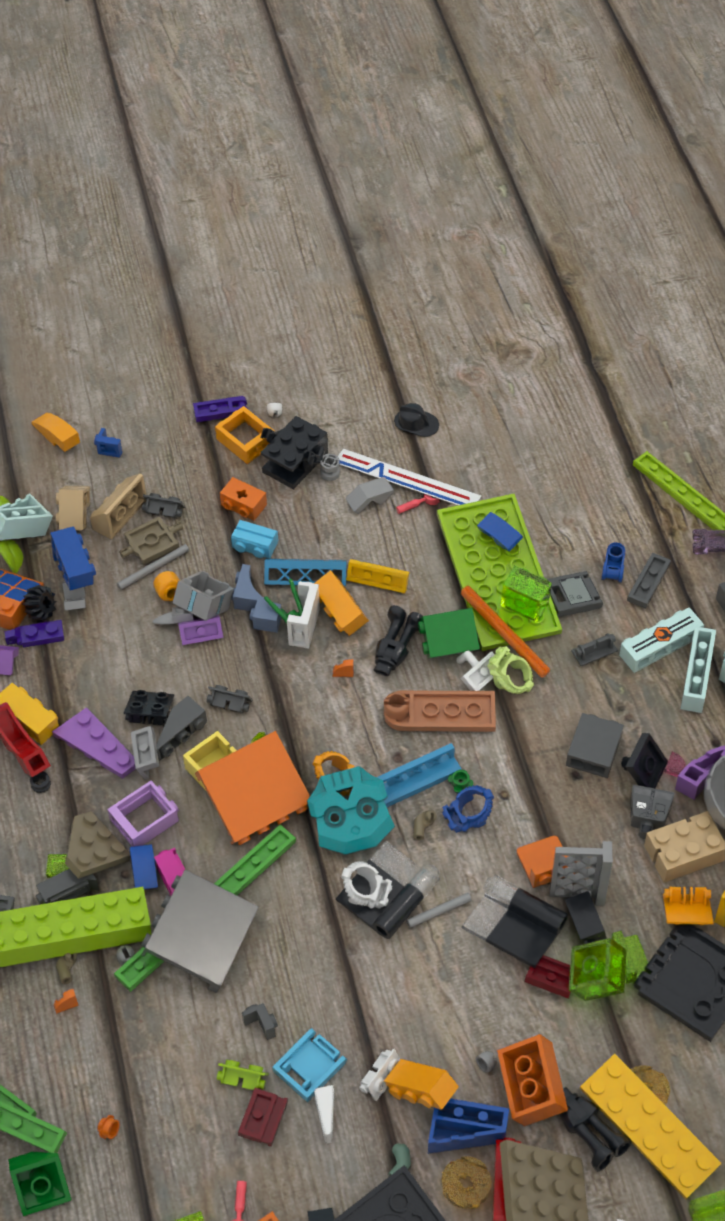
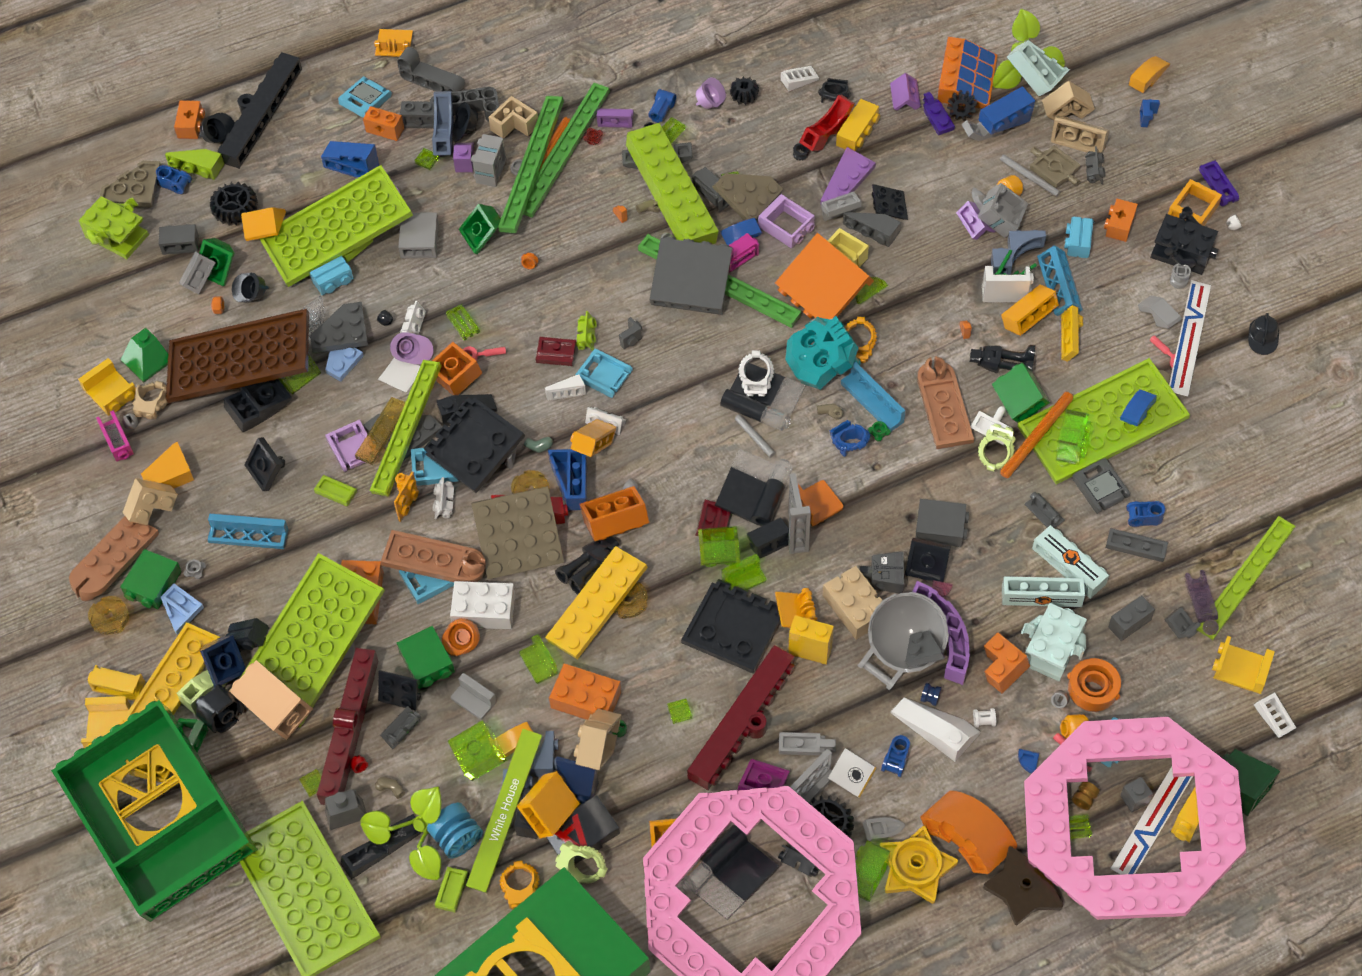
camera: 80 degrees right, 5 degrees up
(237, 699) = (912, 248): dark grey hinge -> none

